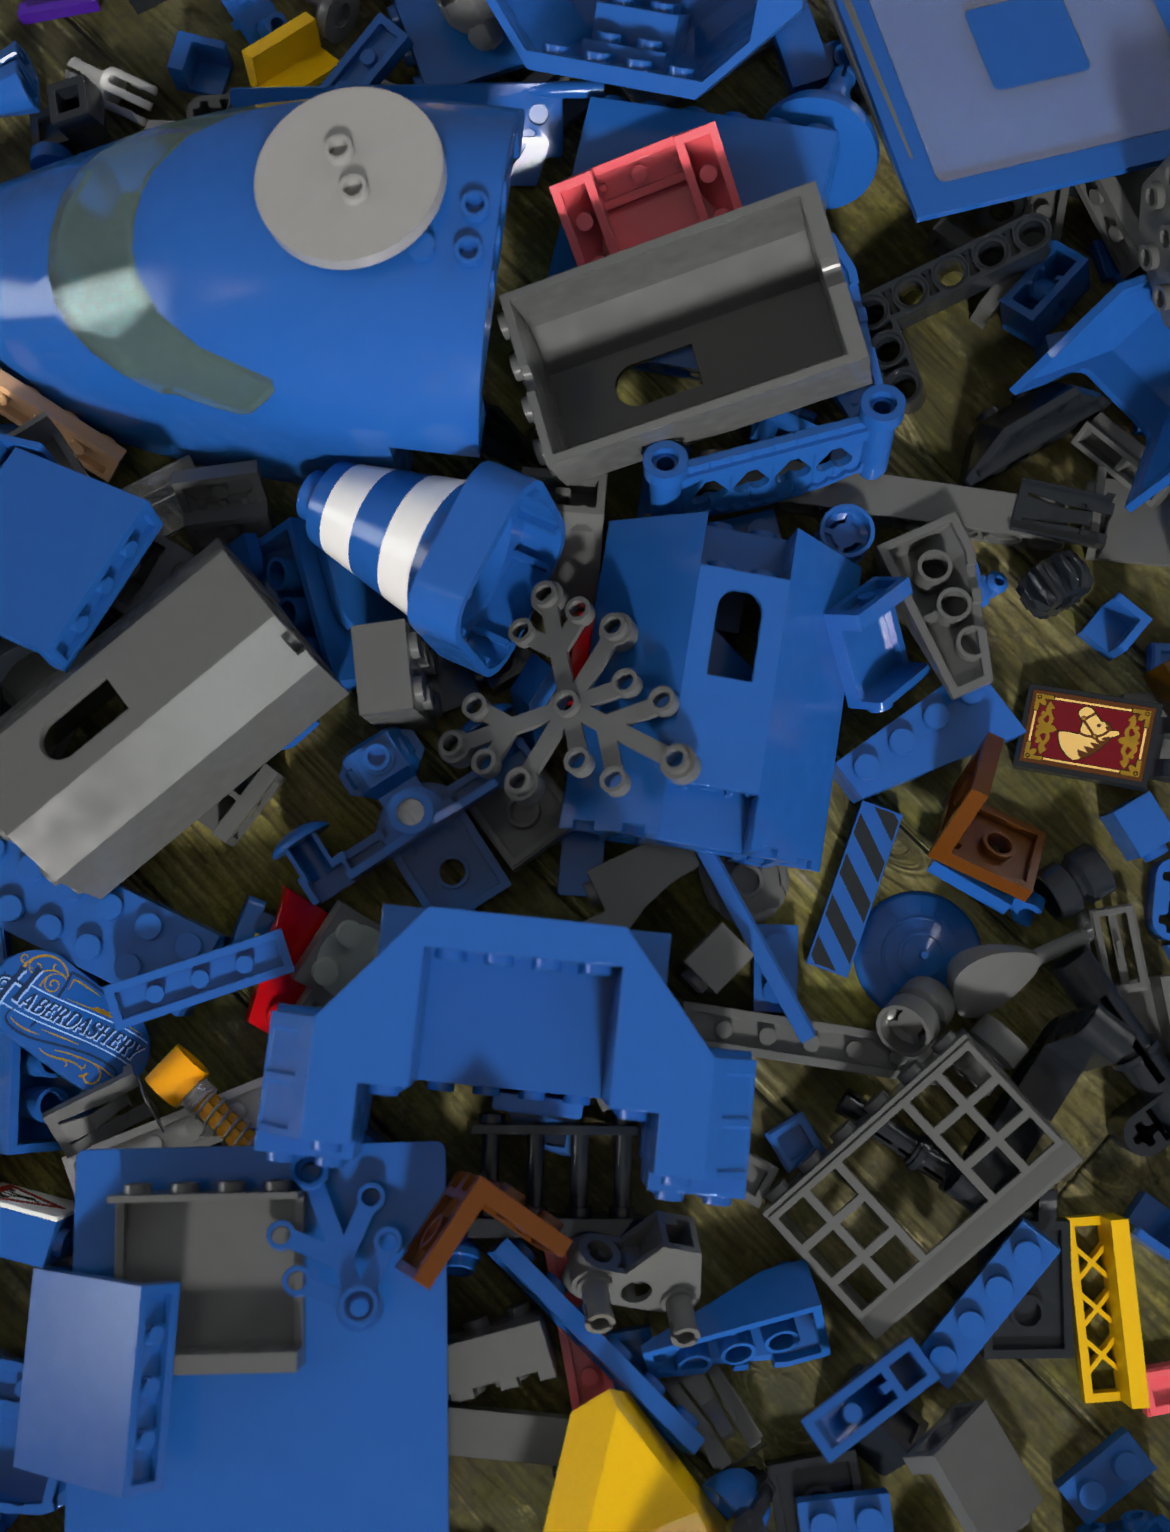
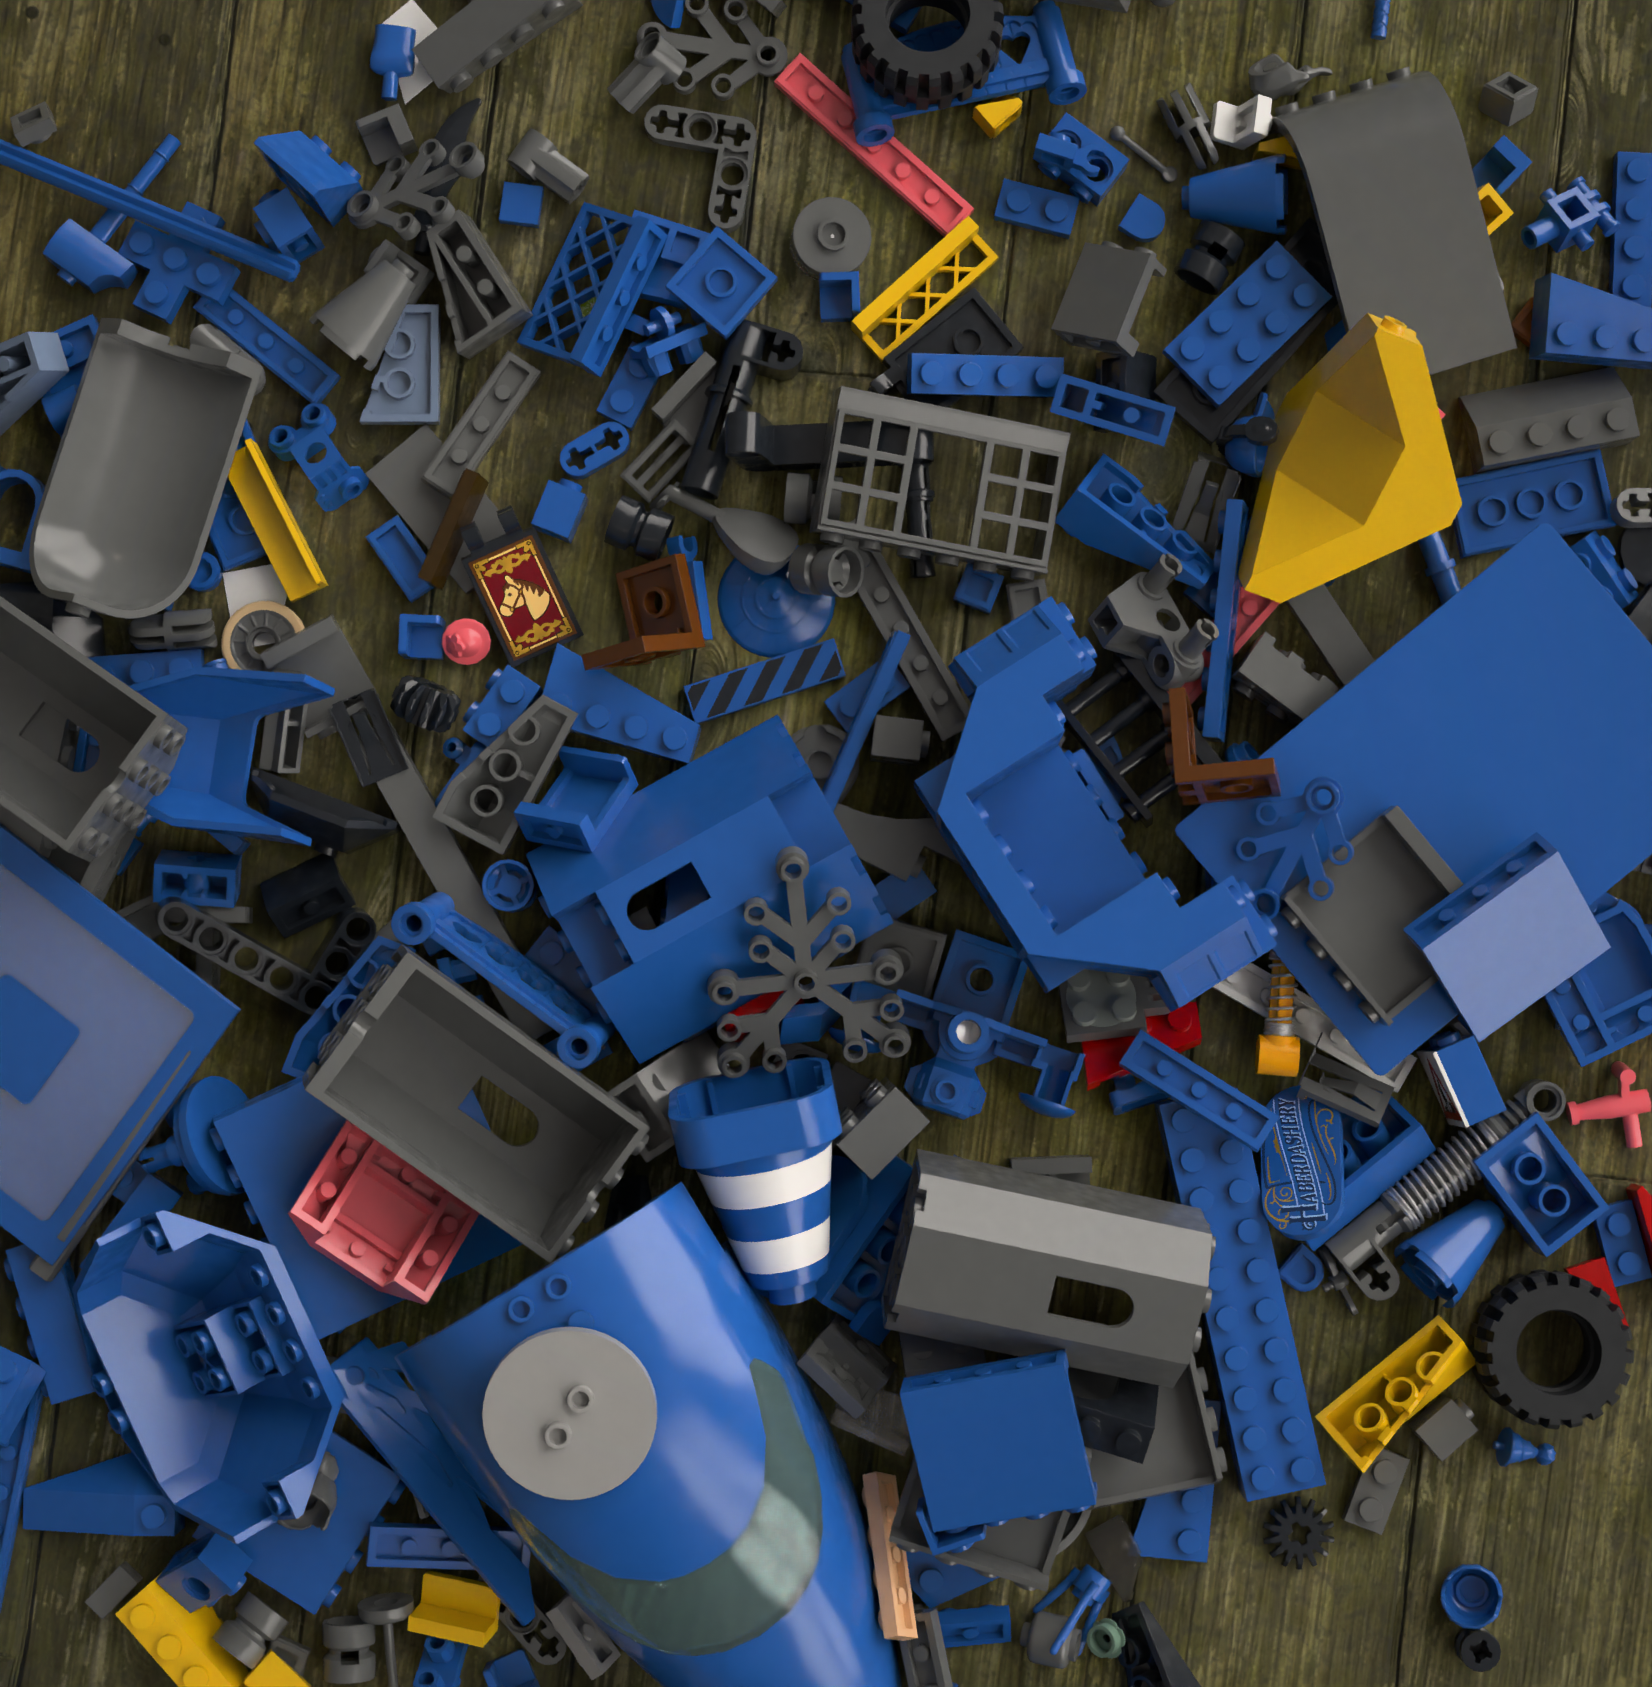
camera: 130 degrees left, 5 degrees up
(961, 373) = (306, 895): none -> black panel
(1011, 657) = (507, 699): none -> blue brick
(1081, 661) = (466, 641): none -> coral hat

